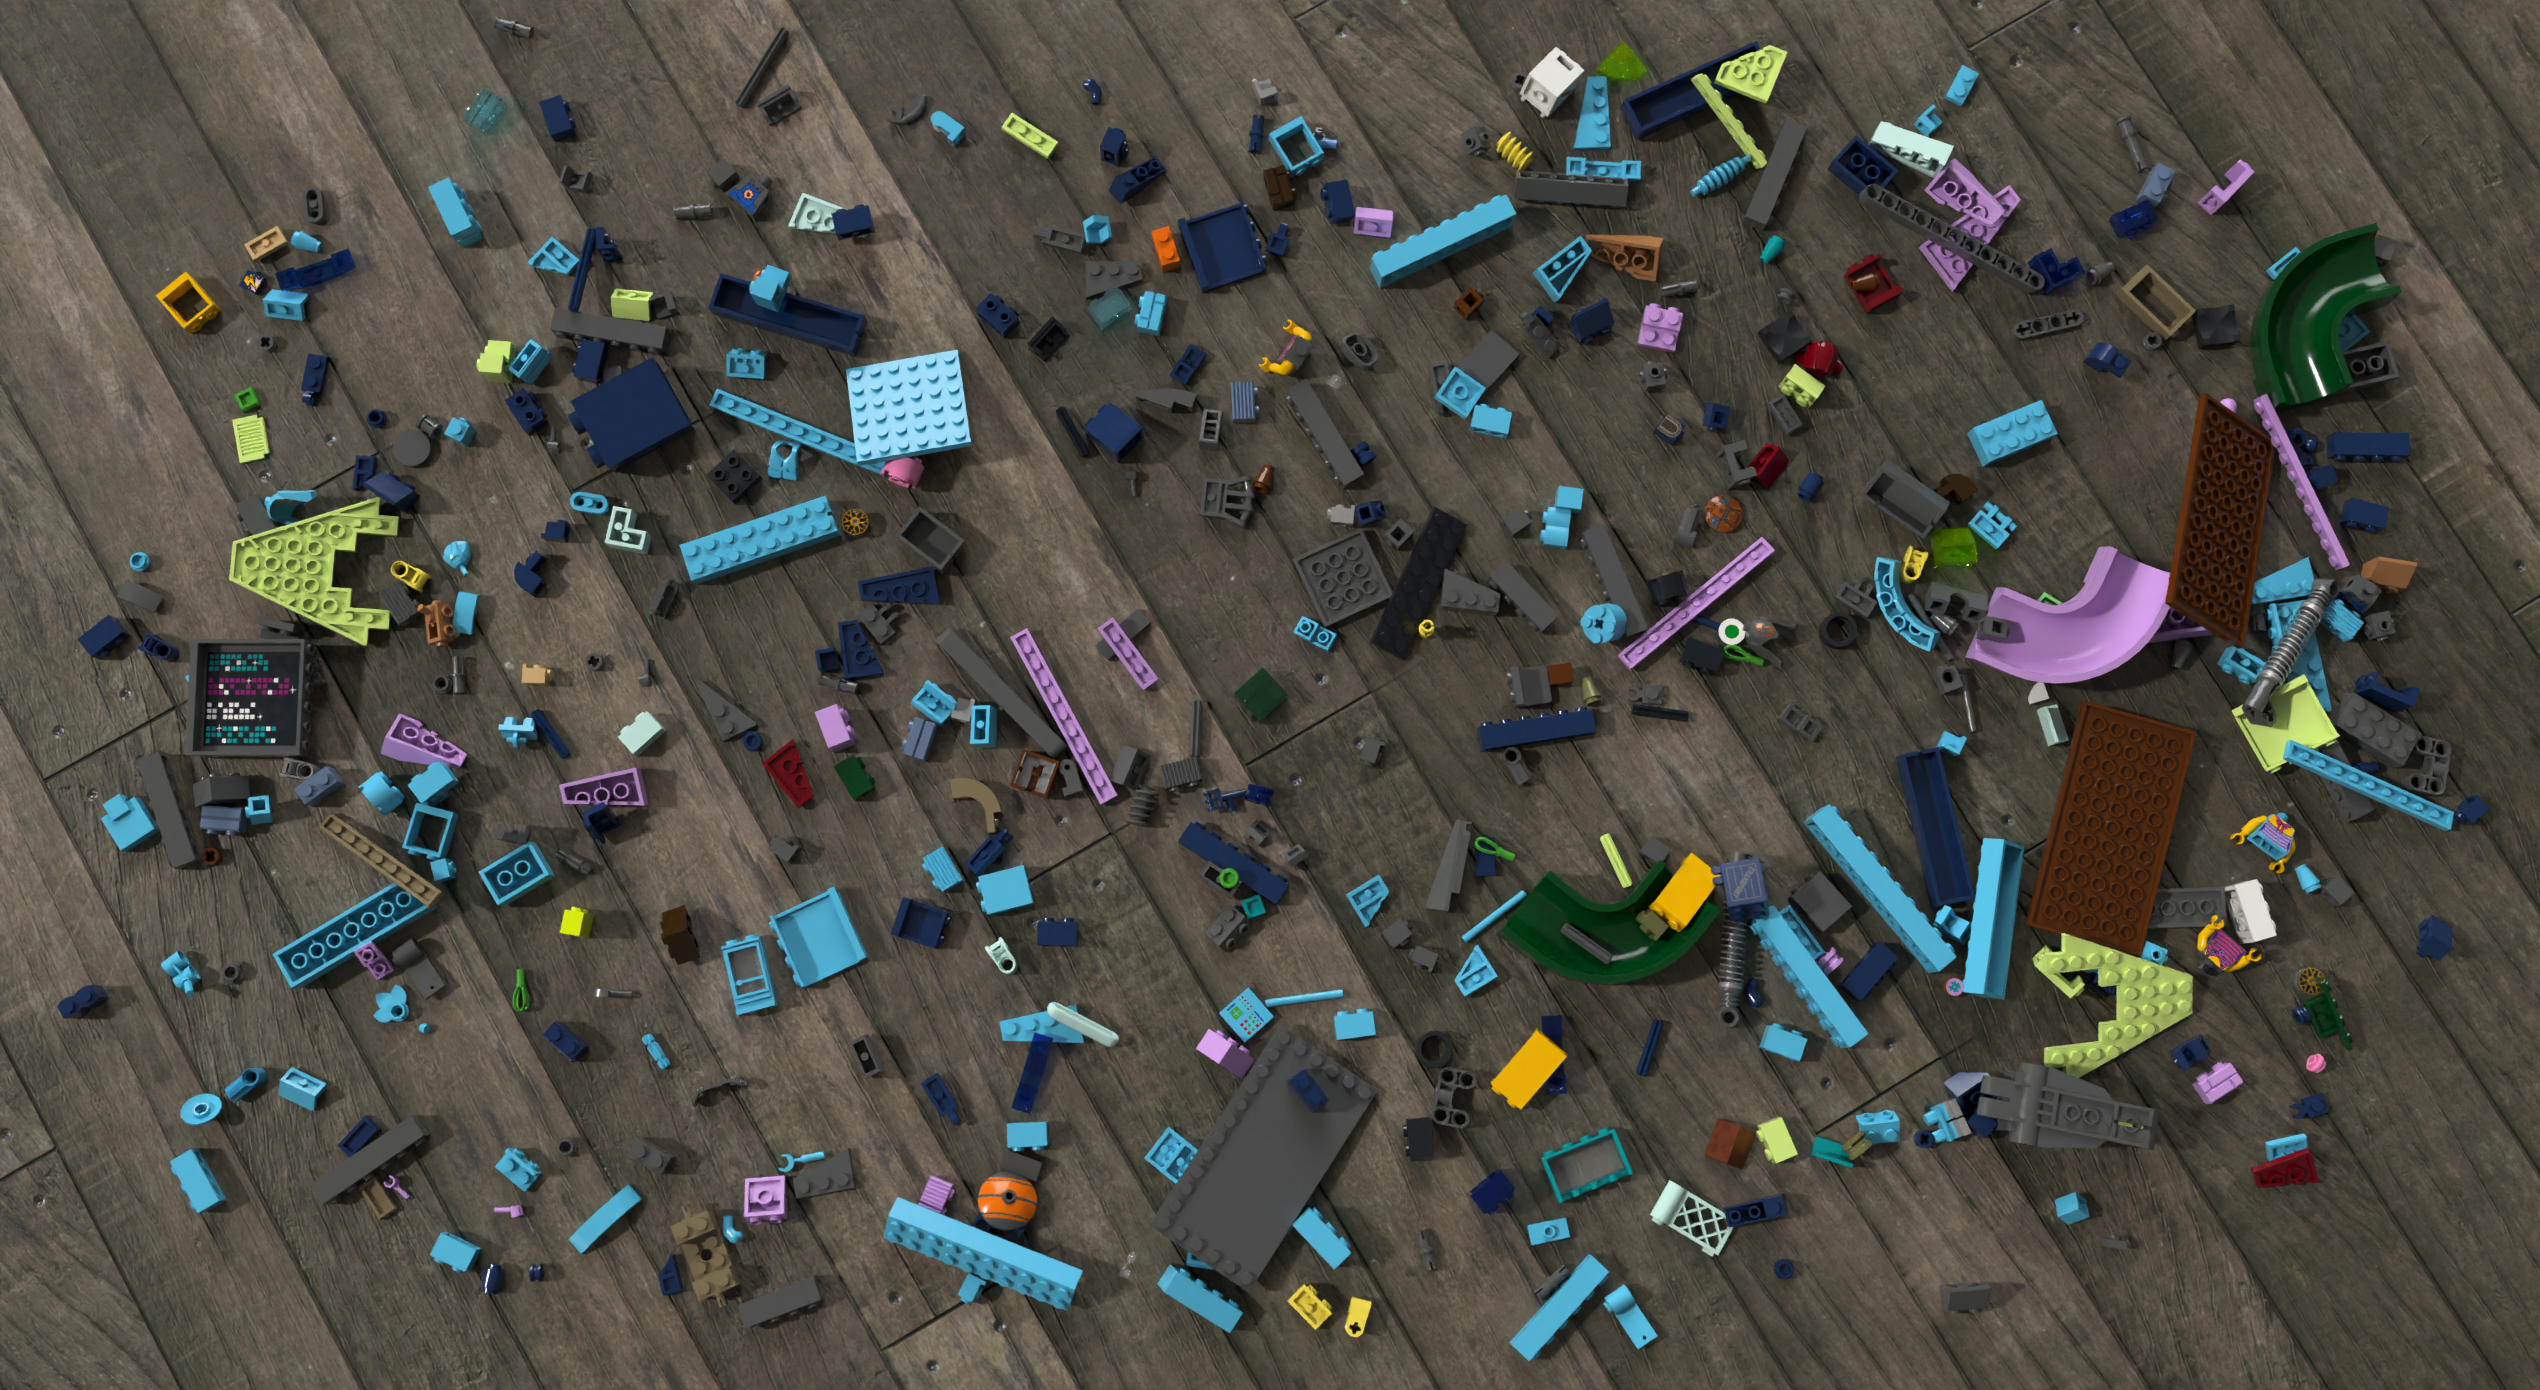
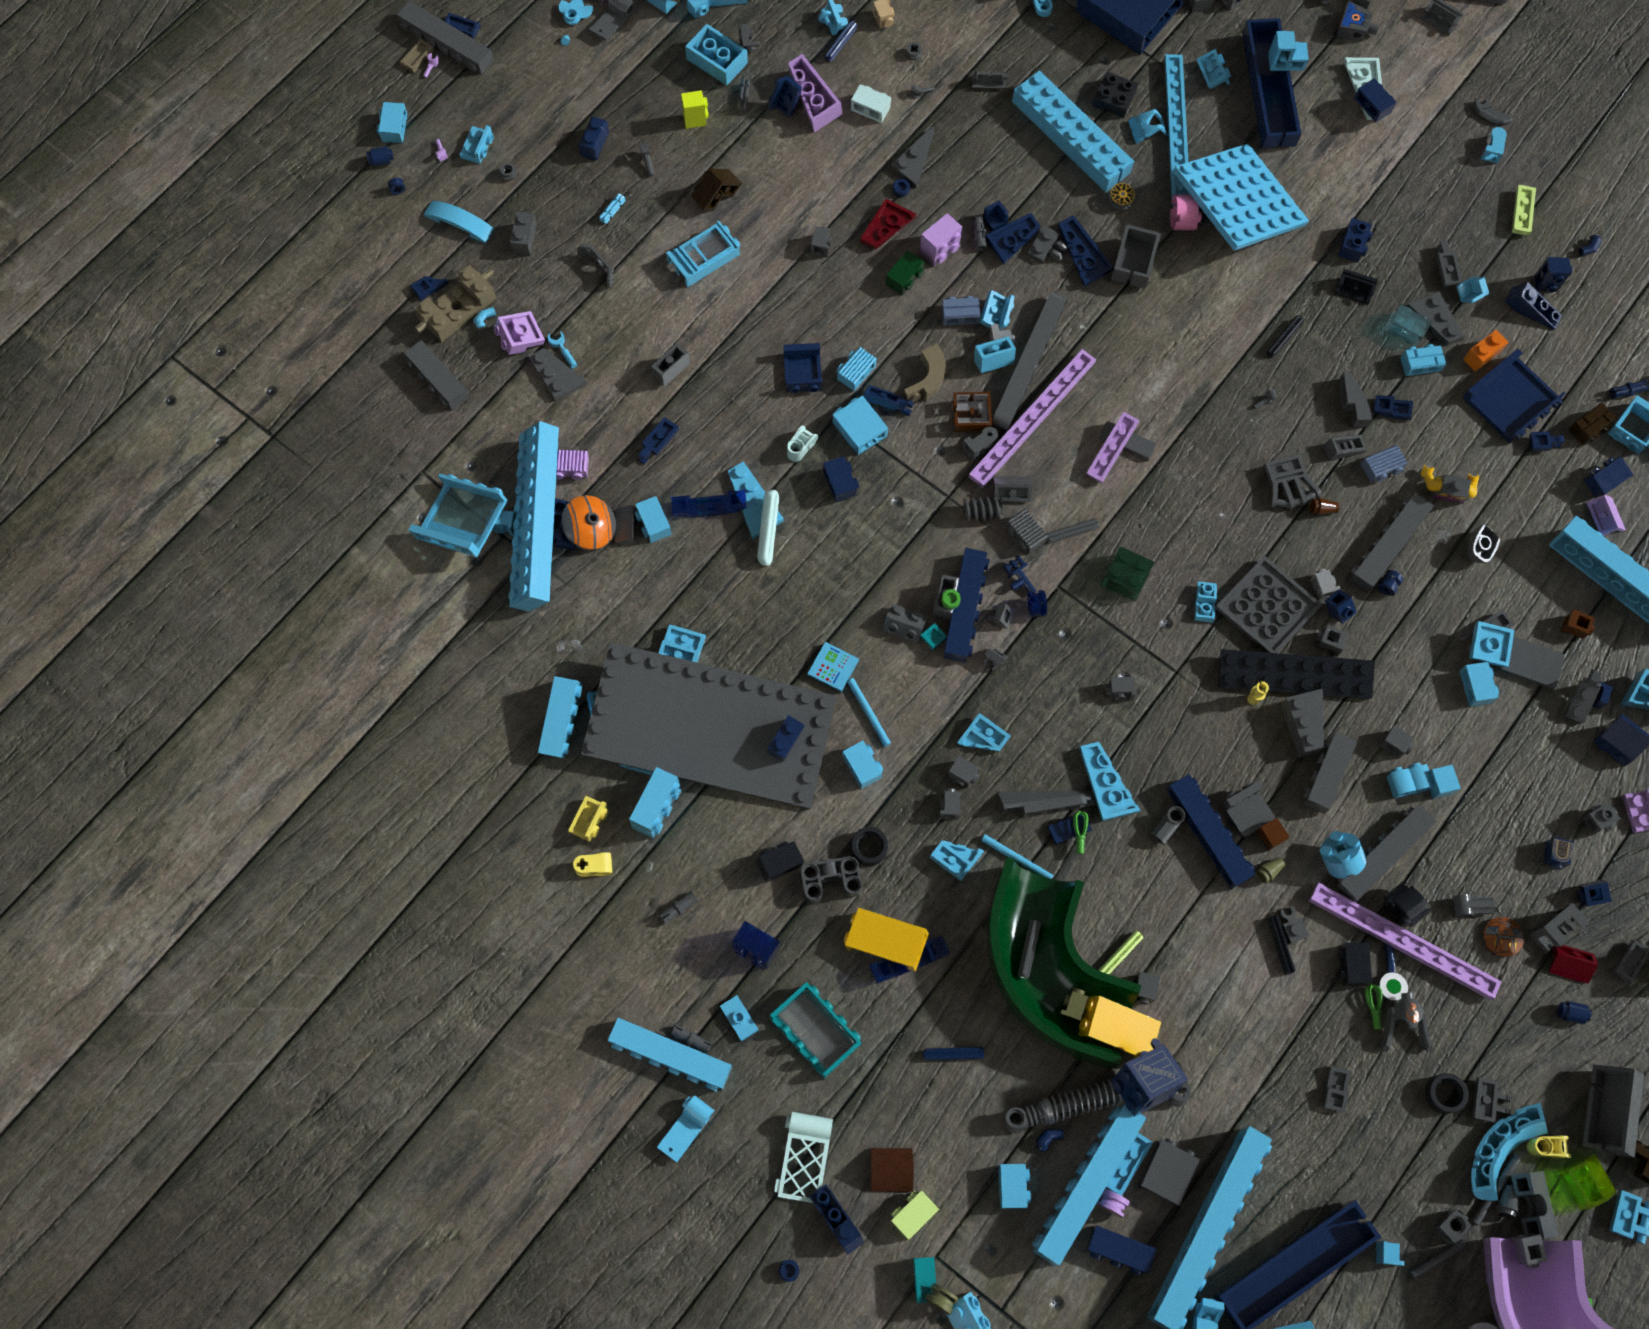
camera: 70 degrees right, 10 degrees down
(520, 985) = (626, 93): bright green piece -> none
(622, 532) = (1029, 30): light aqua brick -> none
(818, 938) = (756, 295): medium azure panel -> none
(952, 1328) = (461, 516): none -> panel
(1114, 431) = (1302, 367): dark blue slope -> none
(1226, 1052) = (790, 656): lavender brick -> none
(1459, 805) = (1108, 789): none -> medium azure wing

